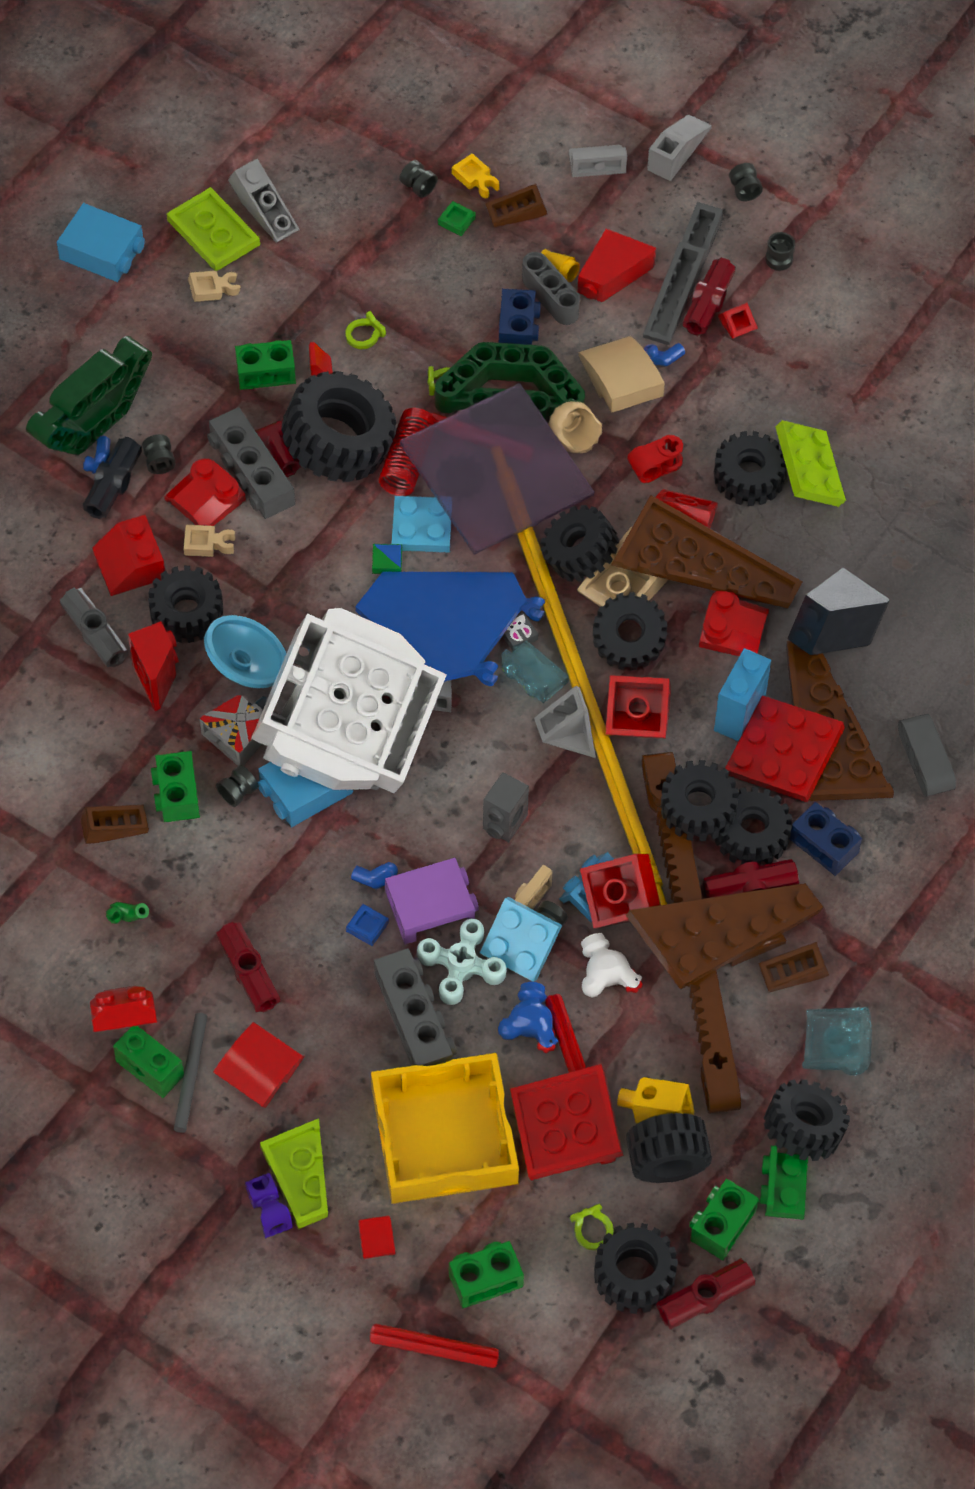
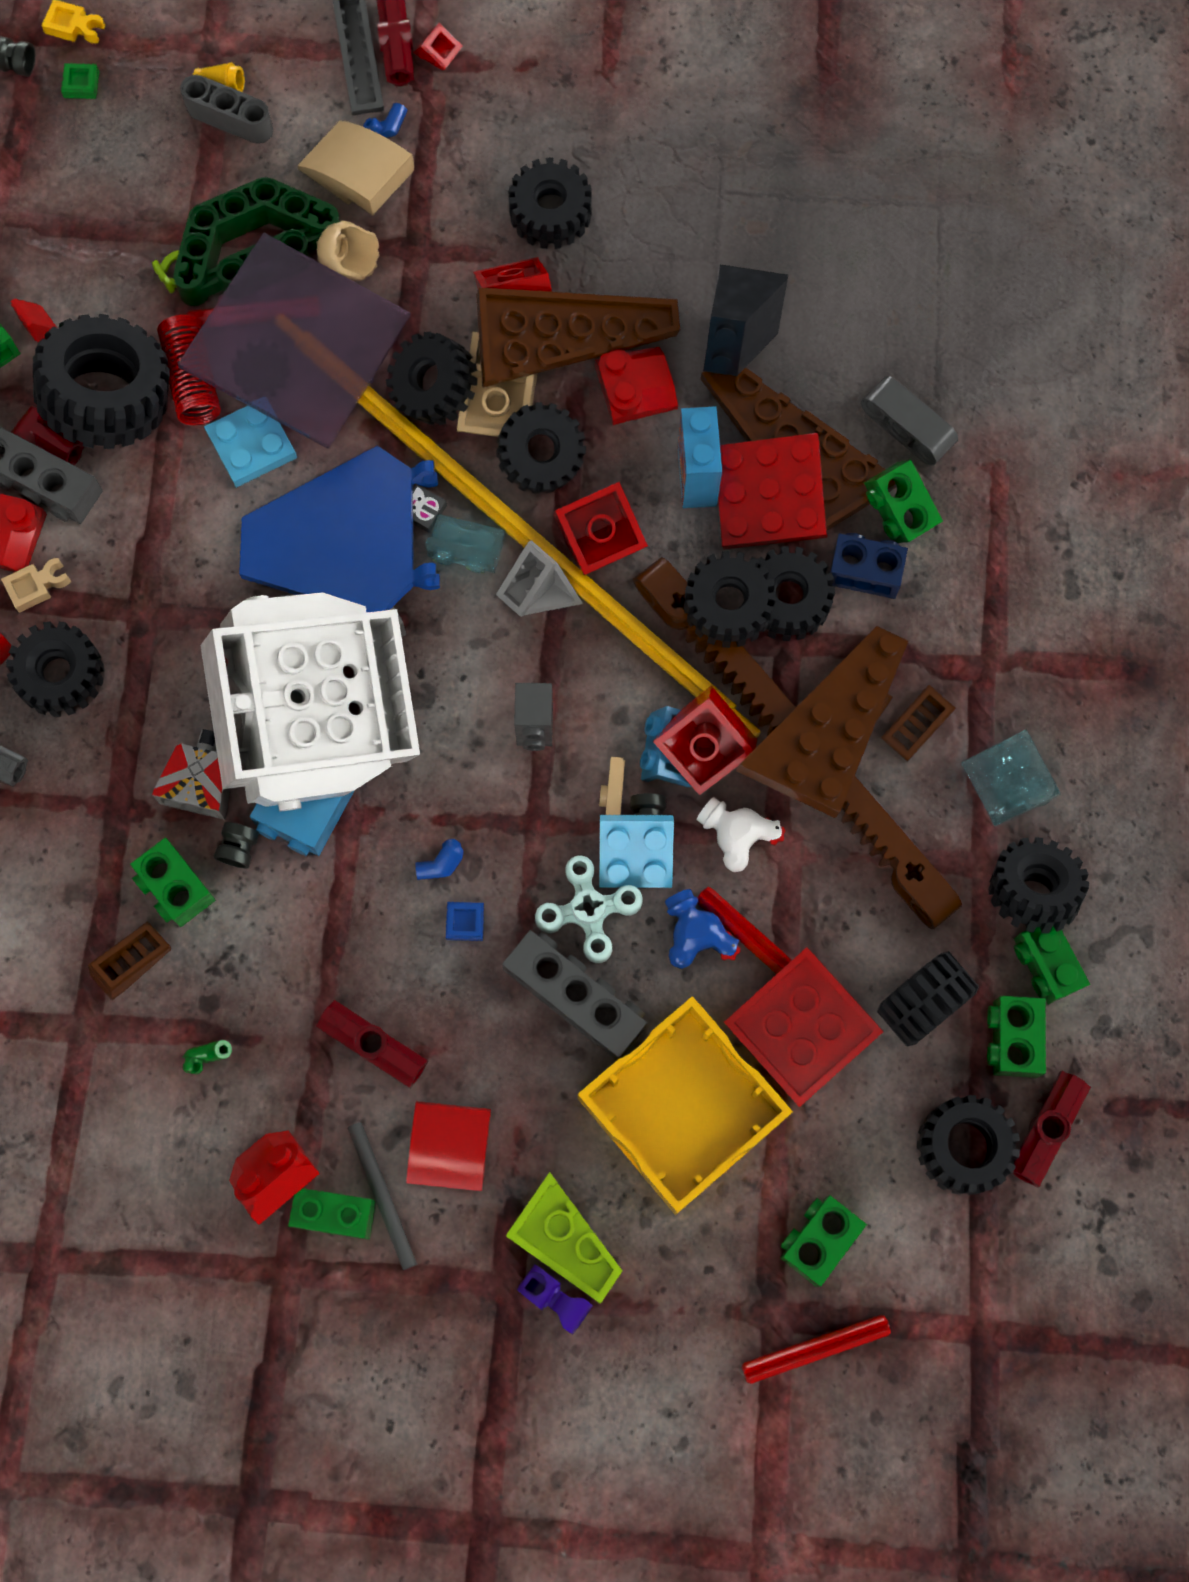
camera: 30 degrees left, 15 degrees up
(154, 661) = (62, 754): red slope -> none
(244, 651) = (154, 690): medium azure dish -> none
(370, 320) = (58, 241): lime piece -> none
(376, 1237) = (687, 1266): red slope -> none
(387, 558) = (237, 500): green tile -> none
(430, 897) = (515, 858): medium lavender panel -> none
(518, 317) = (213, 162): dark blue brick -> none
(525, 213) = (136, 20): reddish brown slope -> none
(578, 1219) = (873, 1121): lime piece -> none
(614, 265) = (277, 50): red slope -> none
(655, 460) = (449, 241): red piece -> none
(656, 1098) = (897, 945): yellow torso -> none
(752, 877) = (822, 654): dark red piece -> none
(810, 463) = (608, 166): lime plate -> none
(888, 806) = (910, 496): none -> green brick

